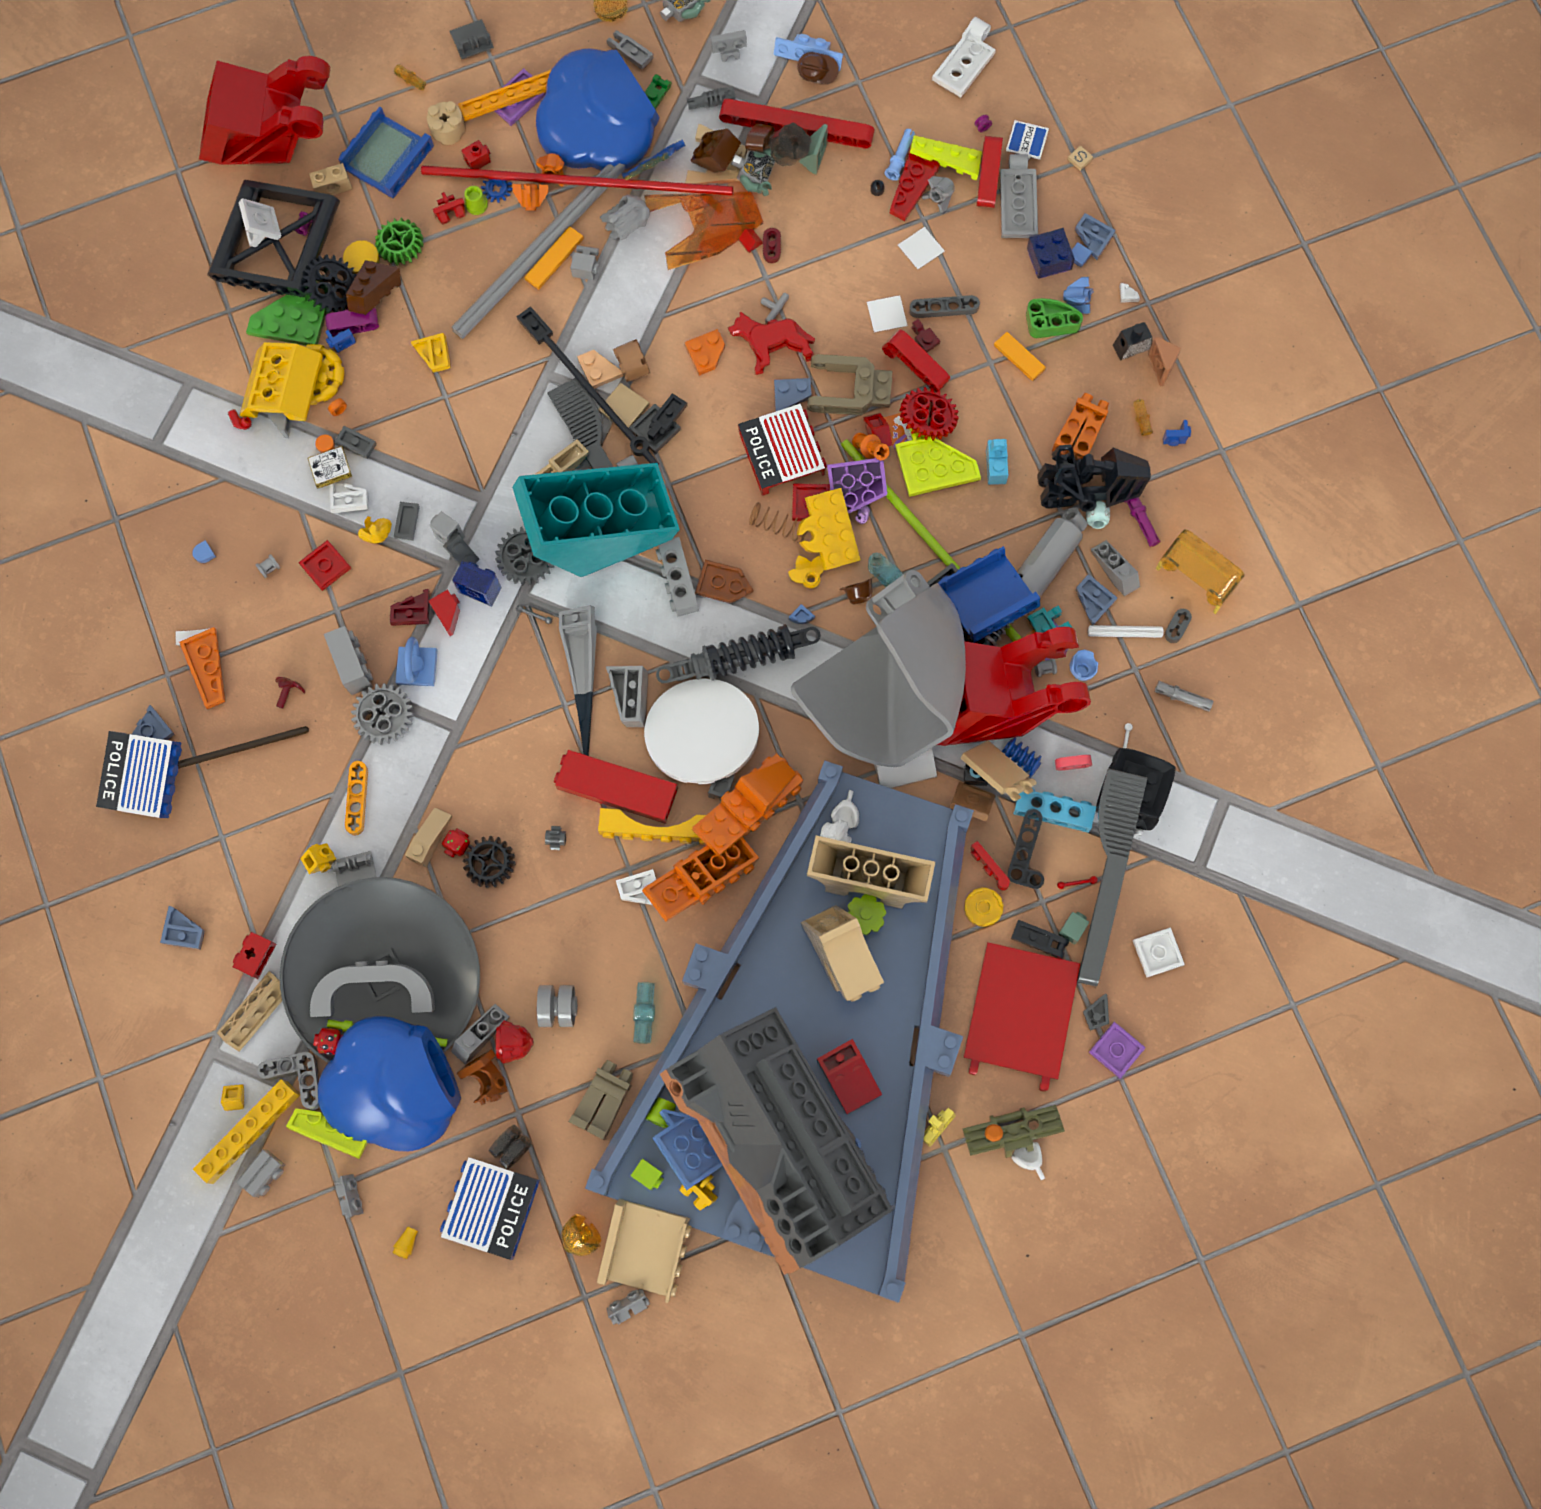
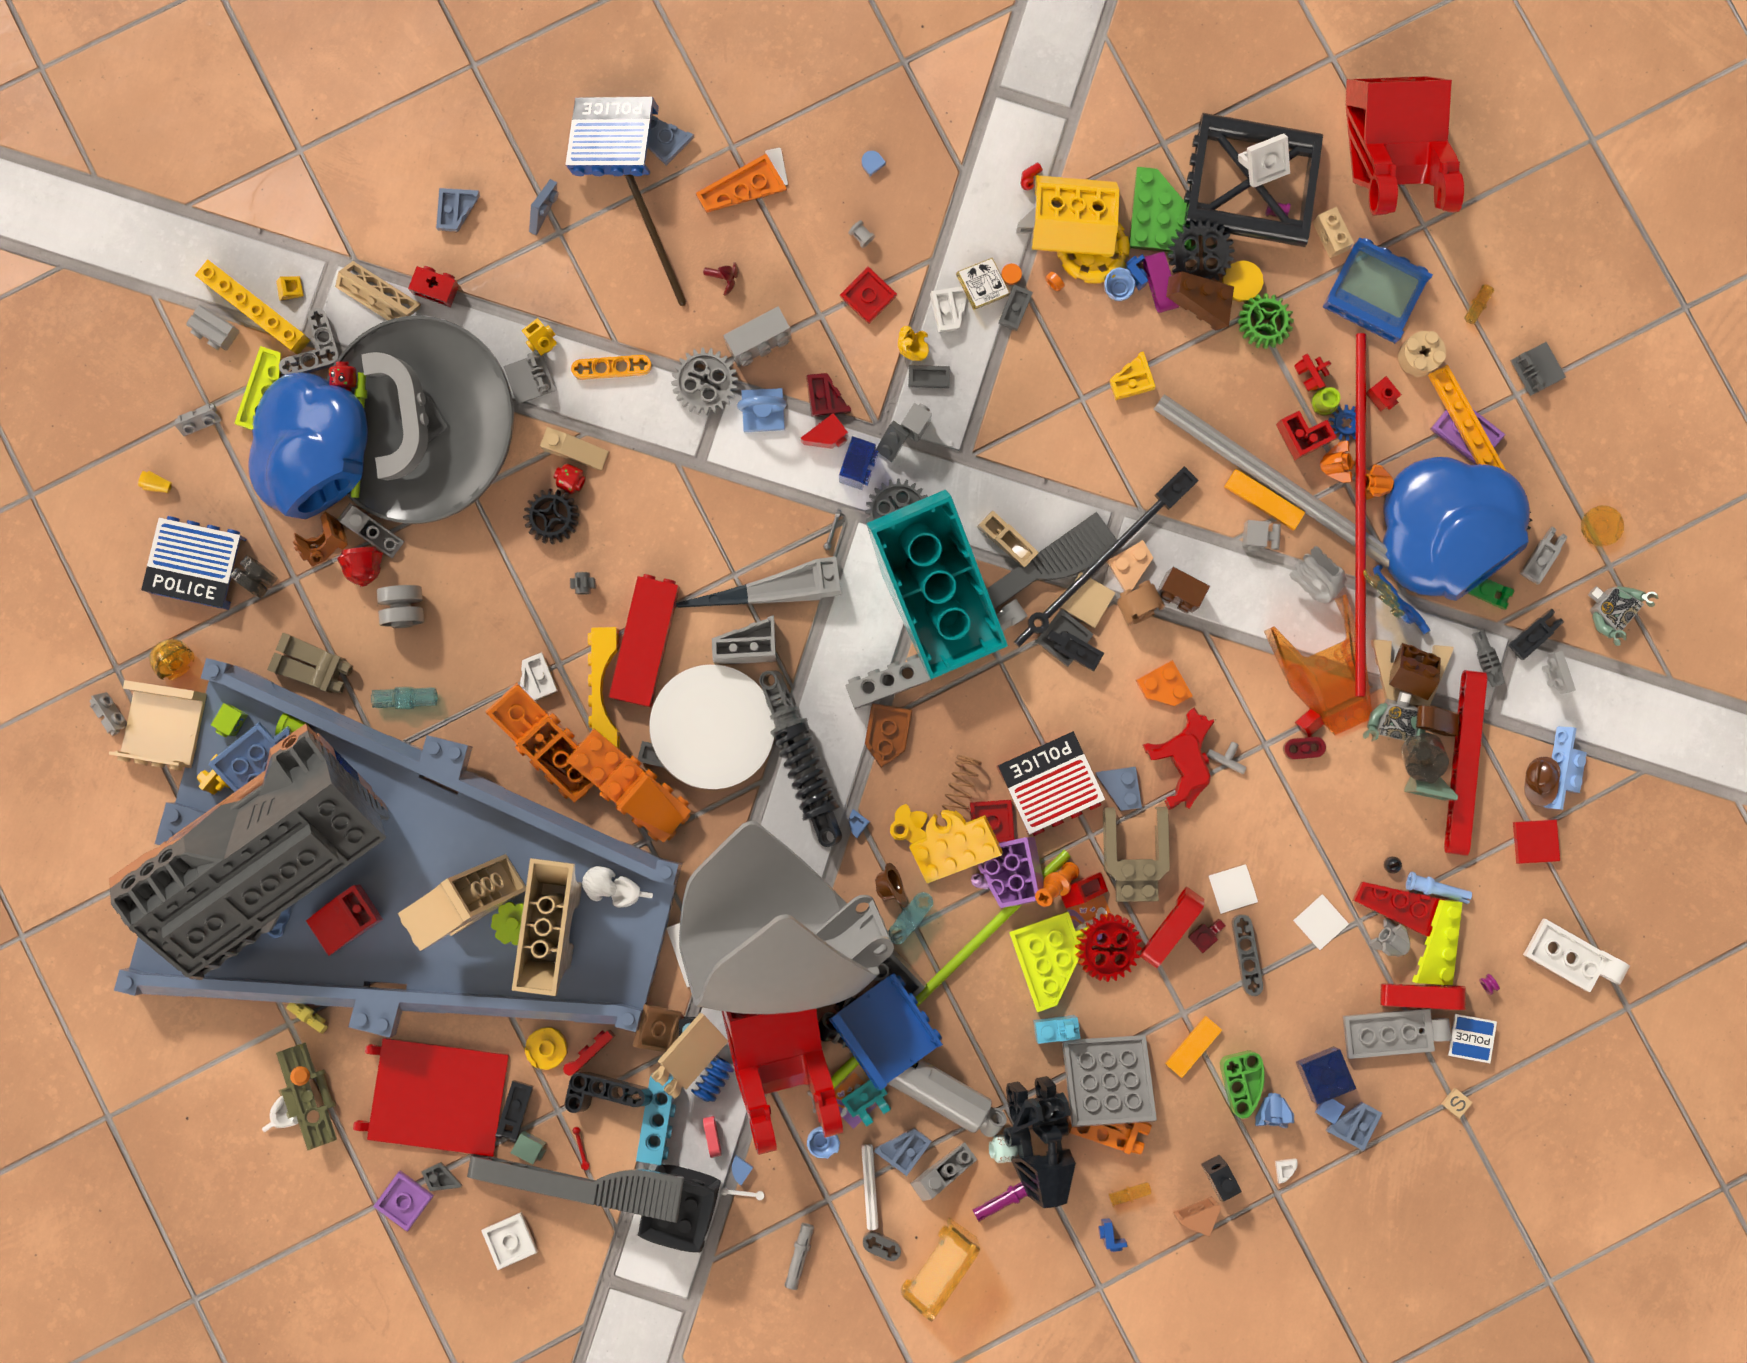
camera: 75 degrees right, 10 degrees up
(195, 845) = (542, 205): none -> sand blue wing
(349, 353) = (1120, 286): none -> light blue hair
(504, 221) = (1302, 439): none -> red brick
(624, 323) = (1182, 590): none -> reddish brown brick
(695, 62) = (1534, 635): none -> black hinge
(867, 78) = (1536, 841): none -> red tile
(1044, 420) = (1109, 1081): none -> light grey plate
(1104, 741) = (740, 1169): none -> medium blue tile

